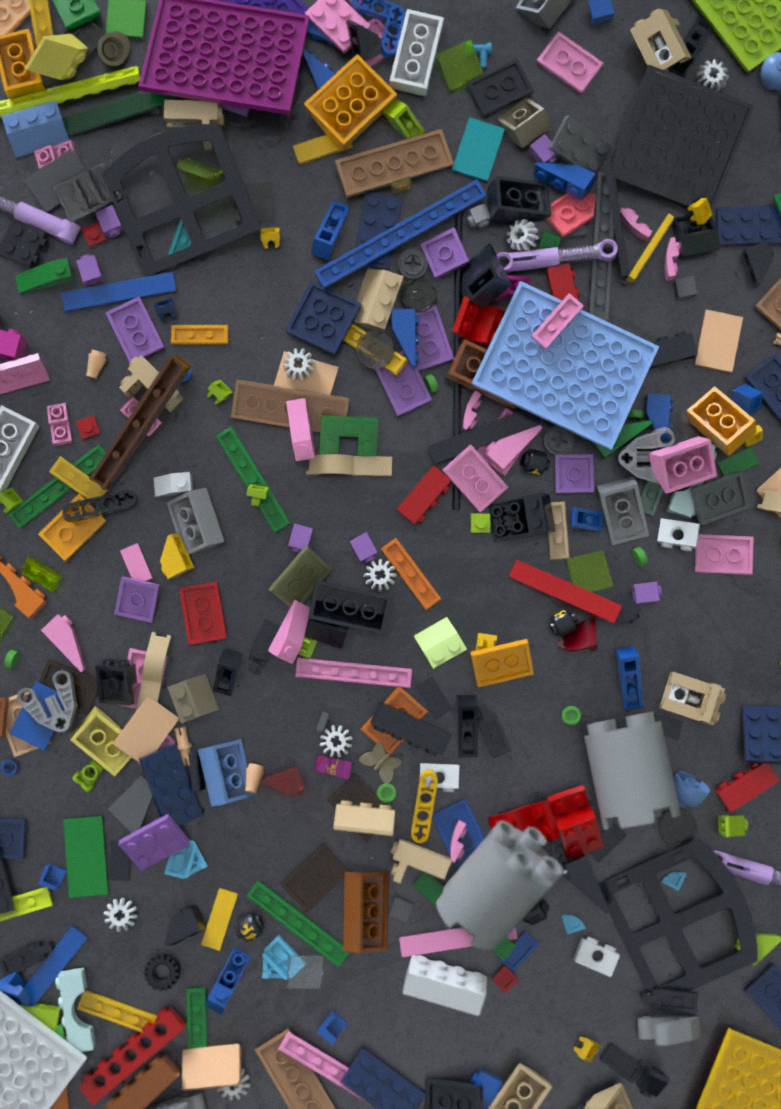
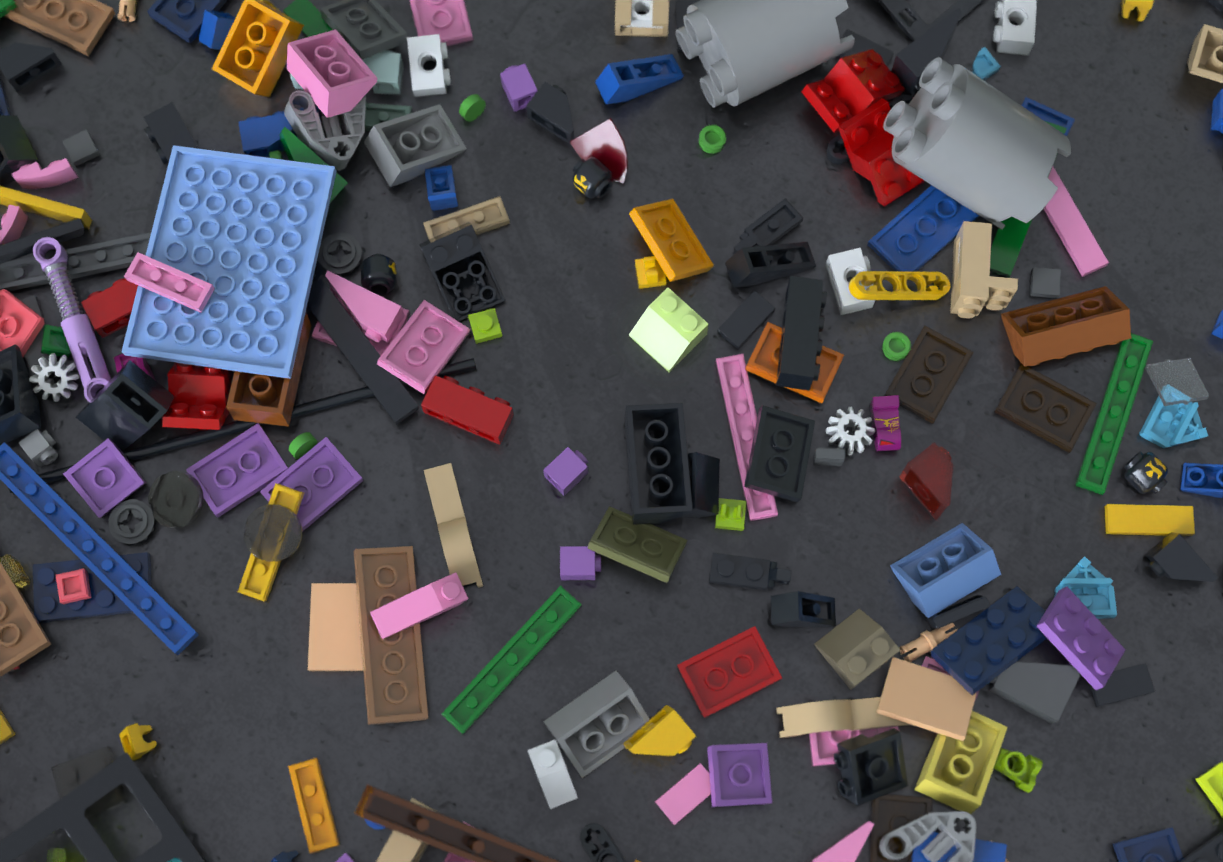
camera: 100 degrees left, 10 degrees down
(52, 877) = (1182, 775): blue panel -> none
(86, 856) = (1133, 737): green tile -> none
(127, 919) = (1199, 648): white gear -> none
(220, 390) = (391, 746): lime tile -> none
(254, 774) = (939, 528): light nougat cone -> none
(257, 492) = (531, 642): lime tile -> none
(290, 364) = (322, 628): white gear -> none
(291, 633) = (724, 535): bright pink slope -> none
(323, 318) = (243, 624): dark blue plate -> none
(329, 230) = (107, 654): blue slope -> none
(333, 689) = (779, 453): none -> black plate
(361, 427) = (393, 523): green plate -> none
(364, 818) = (946, 356): tan slope -> none
(378, 218) = (73, 586): none -> coral tile
(378, 299) = (196, 556): tan slope -> none
(379, 568) = (587, 440): white gear -> none
(381, 761) = (856, 363): dark tan piece -> none
(404, 332) = (234, 499): blue slope -> none
(411, 574) = (583, 399): orange tile -> none
(445, 984) = (1126, 191): white brick -> none
(456, 850) = (942, 229): bright pink slope -> none
(469, 418) = (337, 379): bright pink slope -> none
(505, 979) = (1087, 126): red plate -> none
(565, 591) = (548, 185): red tile -> none
(574, 473) = (381, 220): medium lavender plate -> none
(590, 571) = (512, 167): clear neon green tile -> none
(718, 341) = (146, 87): light nougat tile -> none

